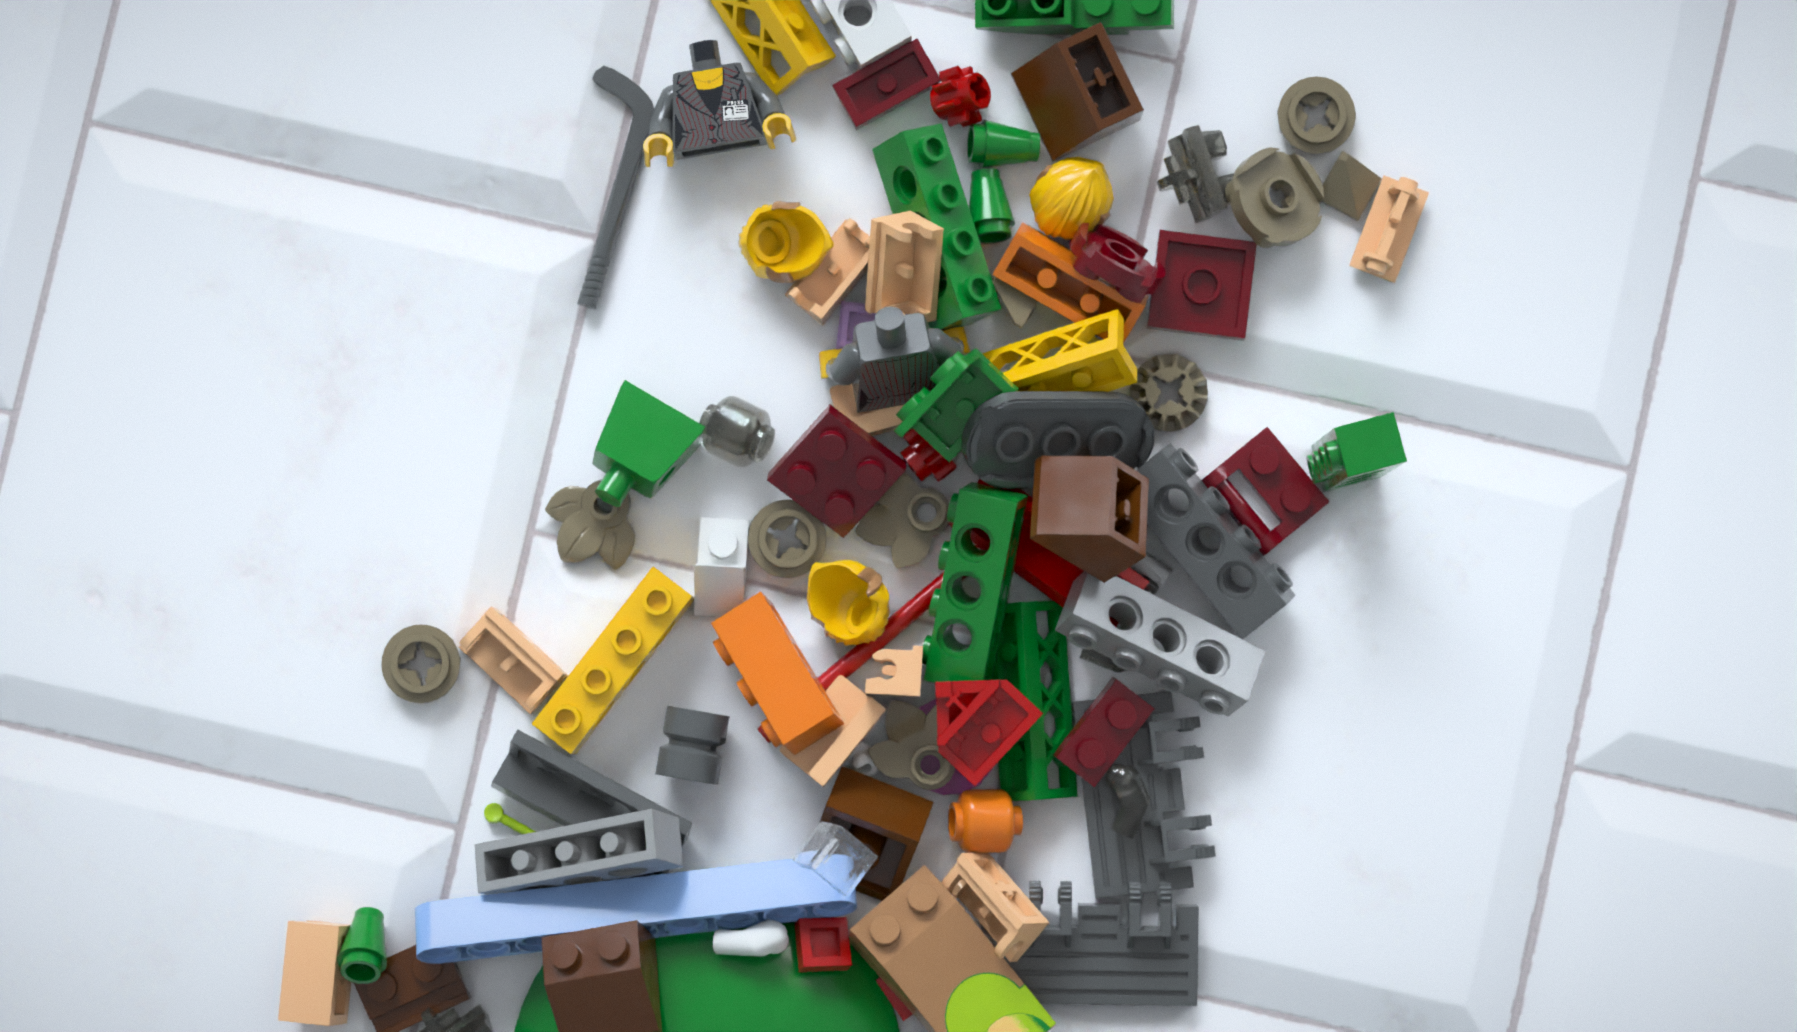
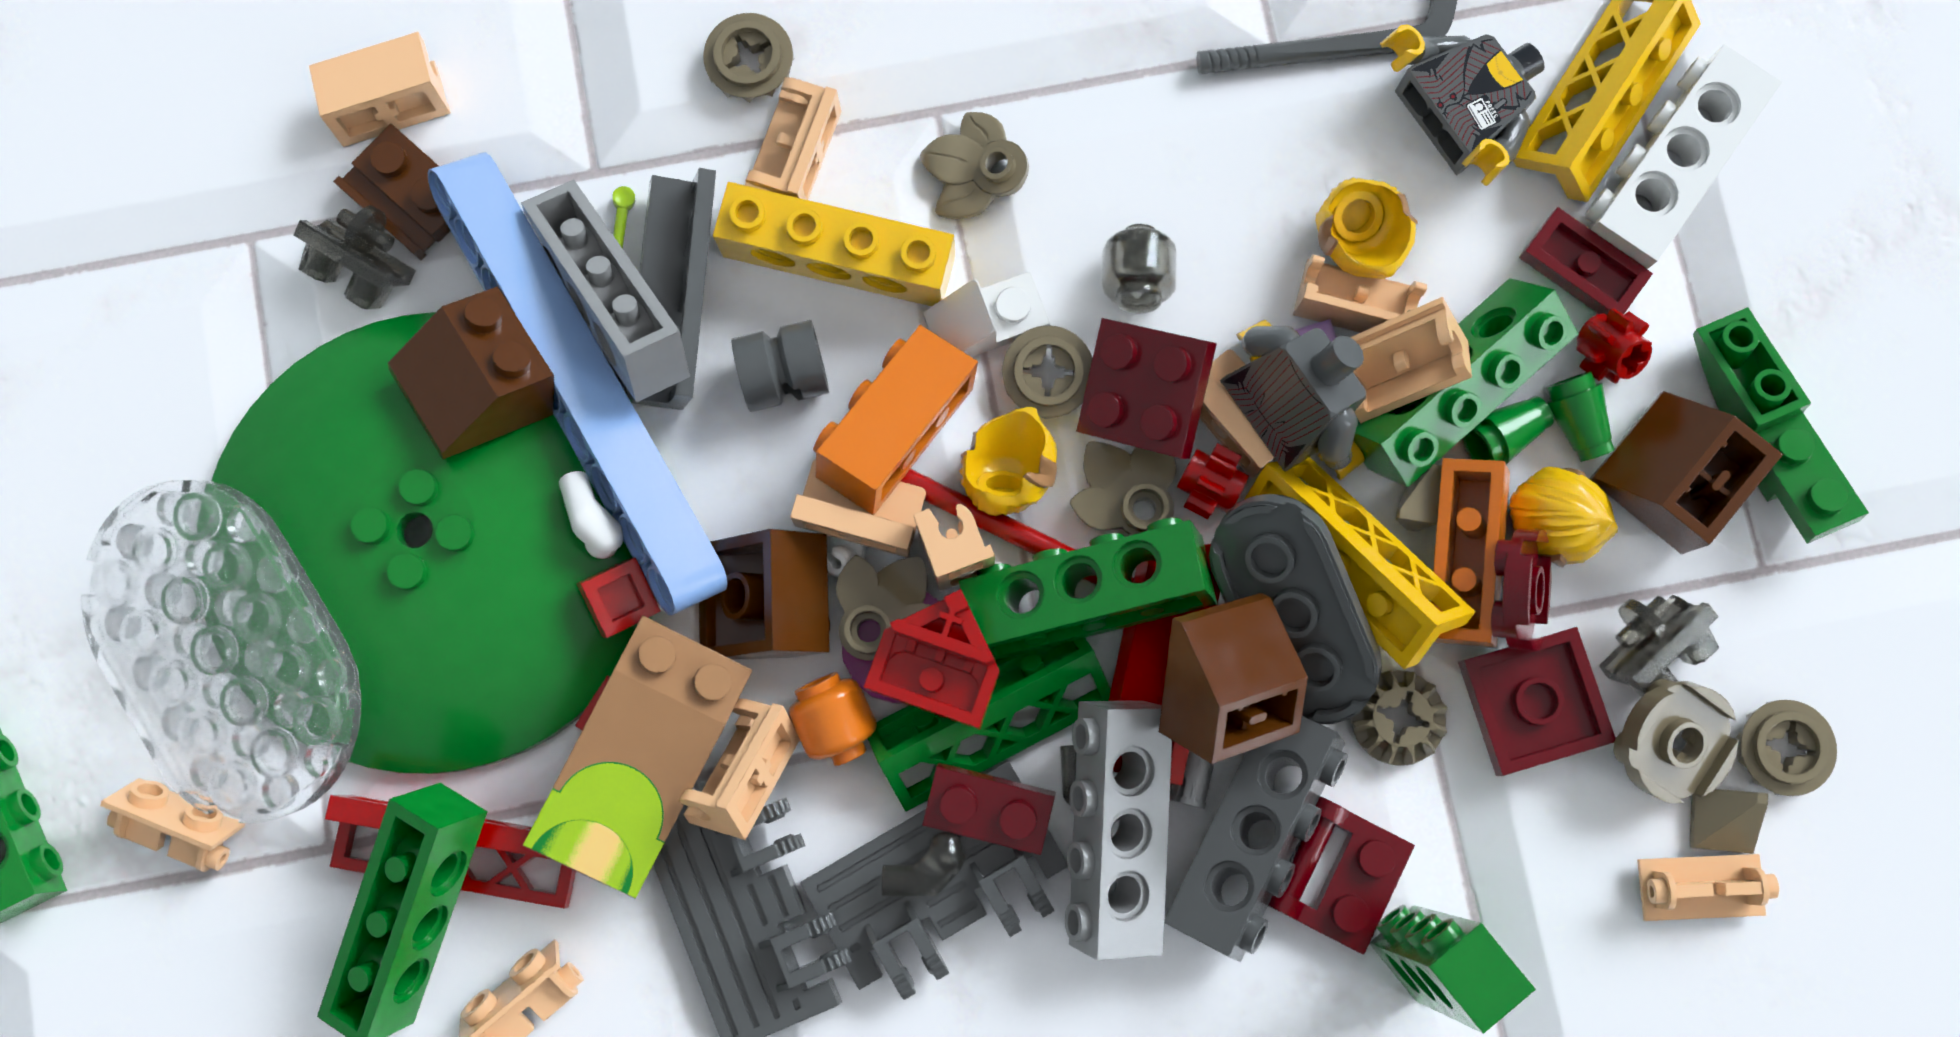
camera: 65 degrees right, 5 degrees down
(364, 948) = (421, 120): green cone -> none
(642, 445) = (1079, 173): green torso -> none
(835, 857) = (713, 563): clear panel -> none
(959, 390) = (1286, 461): green bracket -> none

